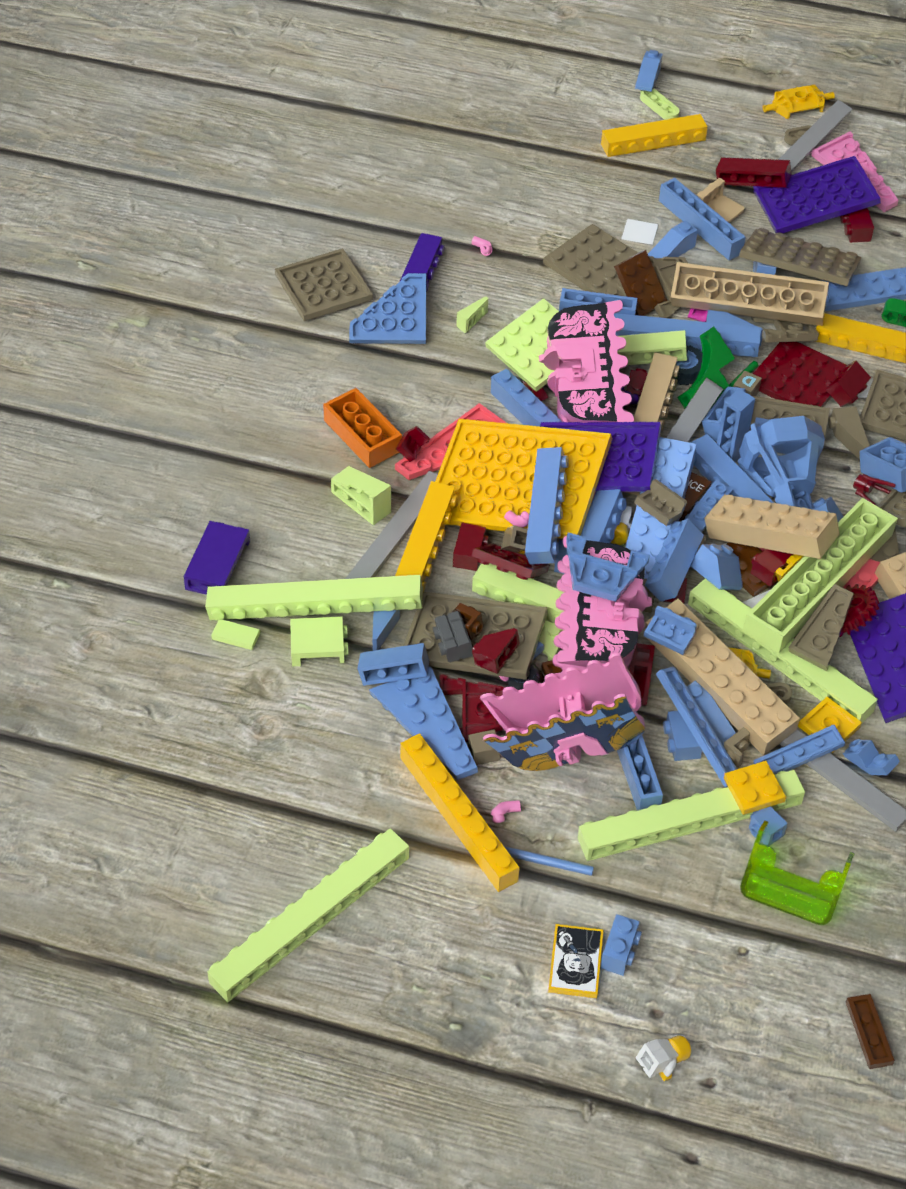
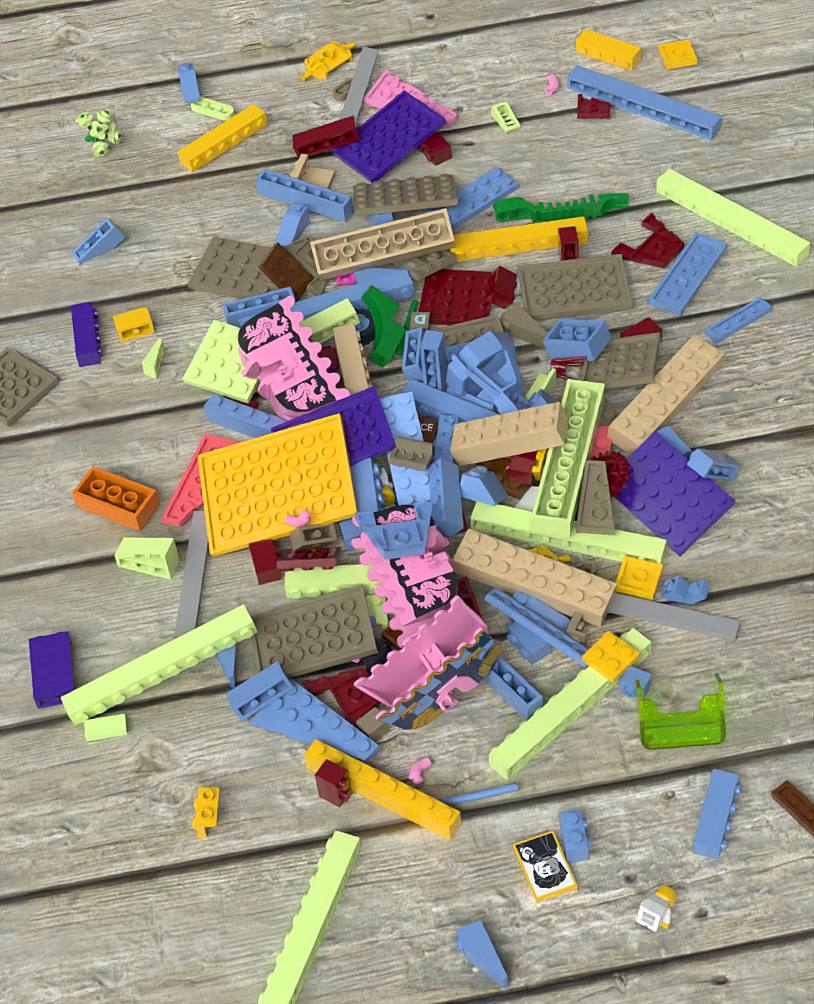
camera: 20 degrees left, 0 degrees up
(281, 752) = (206, 810): none -> yellow bracket
(318, 638) = (180, 699): yellowish green panel -> none
(396, 316) = (89, 387): medium blue plate -> none
(412, 442) = (167, 493): dark red bracket -> none
(413, 783) = (333, 783): none -> dark red brick
(428, 531) = (225, 564): yellow brick -> none
(453, 637) = (298, 644): dark grey brick -> none
(464, 1010) = (480, 952): none -> medium blue slope
(470, 274) = (133, 324): none -> yellow brick
(472, 619) = (304, 622): reddish brown bracket -> none
(483, 185) = (101, 240): none -> medium blue slope
(485, 246) = (130, 293): bright pink arm -> none
(495, 649) = (340, 639): dark red slope -> none
(537, 81) = (99, 131): none -> yellowish green plant
(546, 506) = (317, 498): medium blue brick -> none
(639, 231) = (256, 227): white sticker -> none
(671, 630) = (478, 557): medium blue bracket -> none
(695, 411) = (391, 364): light grey beam -> none
(777, 992) = (715, 814): none -> medium blue brick
(803, 750) = (630, 608): medium blue tile -> none
(840, 494) = (543, 382): none -> yellowish green panel

